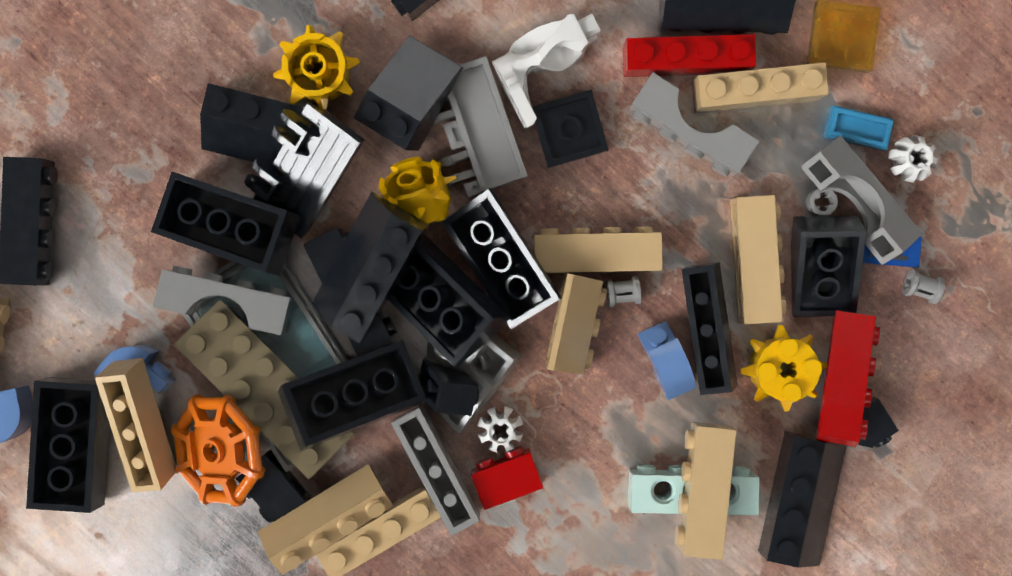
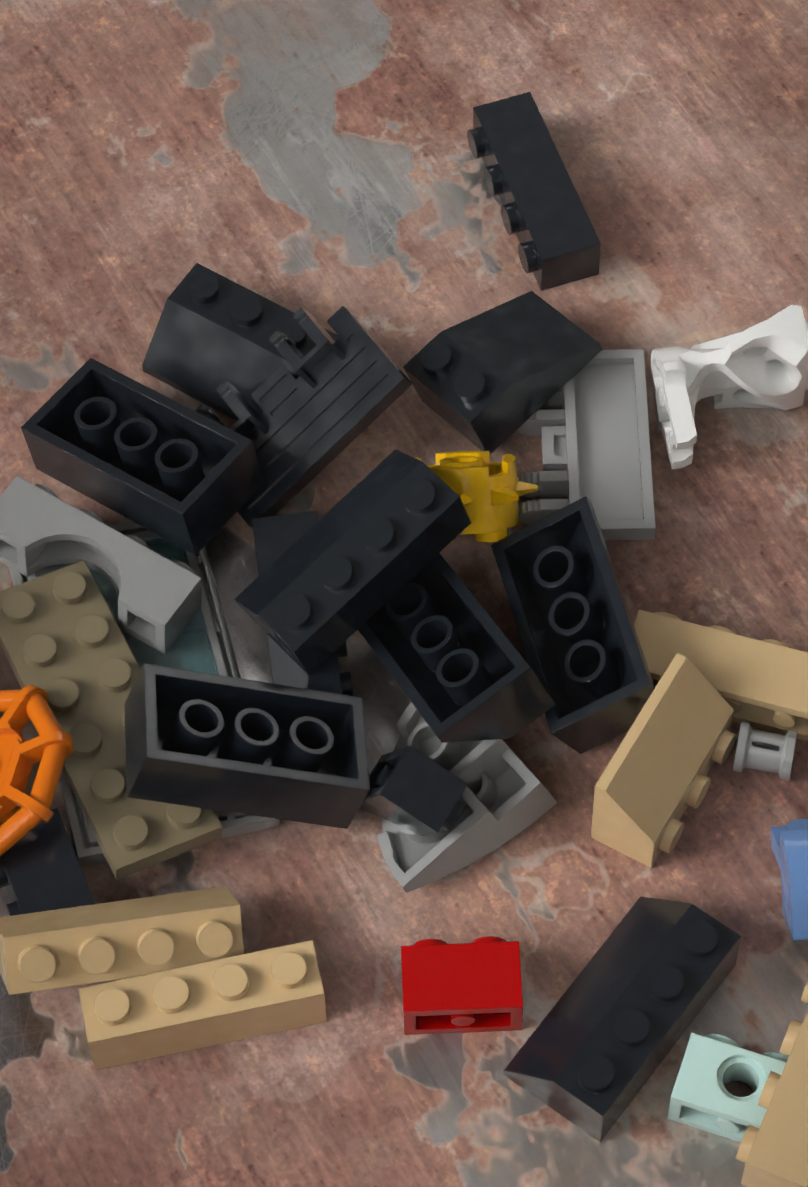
camera: 20 degrees right, 30 degrees down
(301, 59) = (377, 287): yellow brick -> none
(436, 469) = (343, 926): light grey brick -> none
(500, 419) = (478, 899): white piece -> none
(569, 129) = (746, 492): black plate -> none
(591, 464) = (625, 1012): none -> black slope

